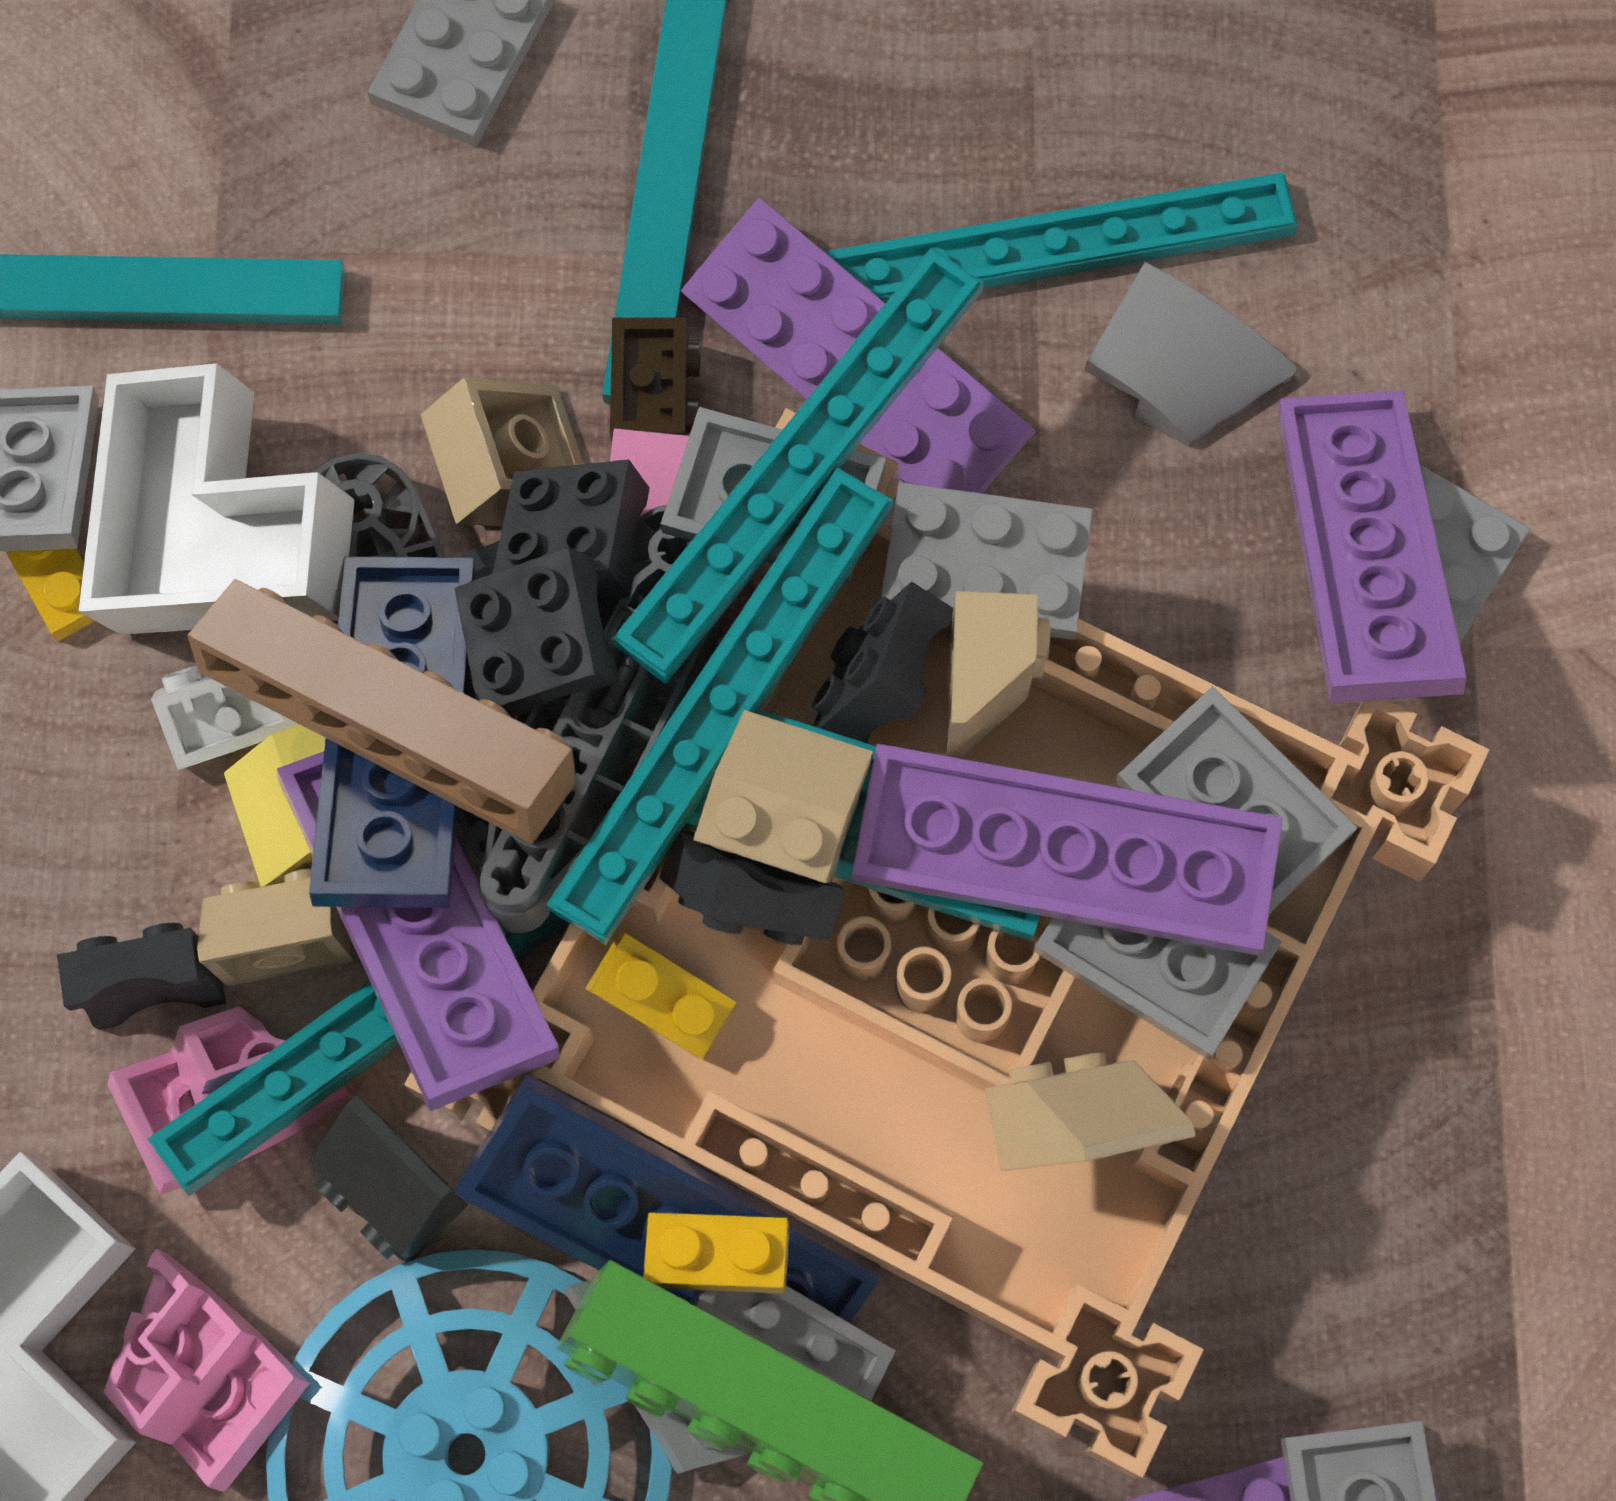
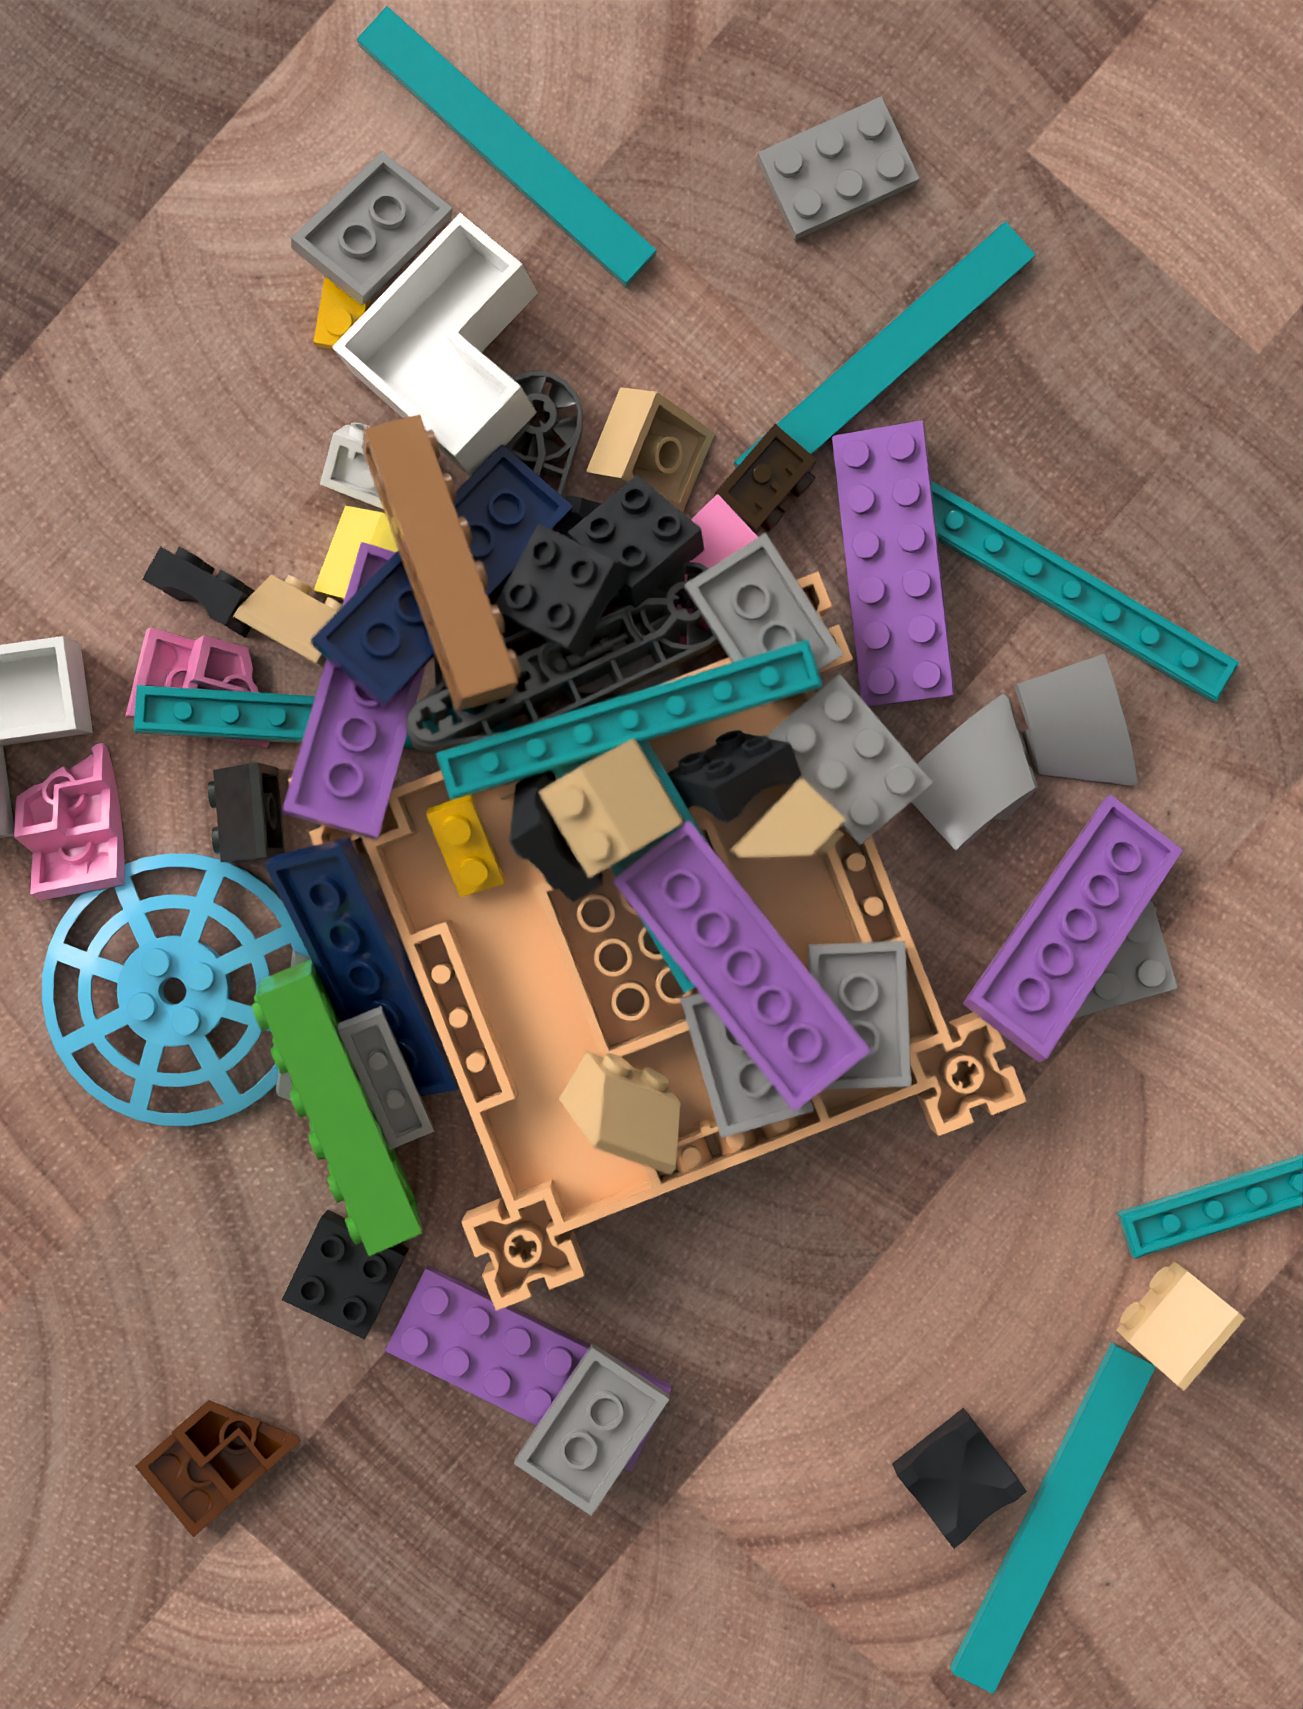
camera: 40 degrees right, 15 degrees up
(717, 1252) = (374, 1012): yellow plate -> none
(797, 465) = (793, 616): teal tile -> none
(1136, 485) = (976, 775): none -> light grey slope

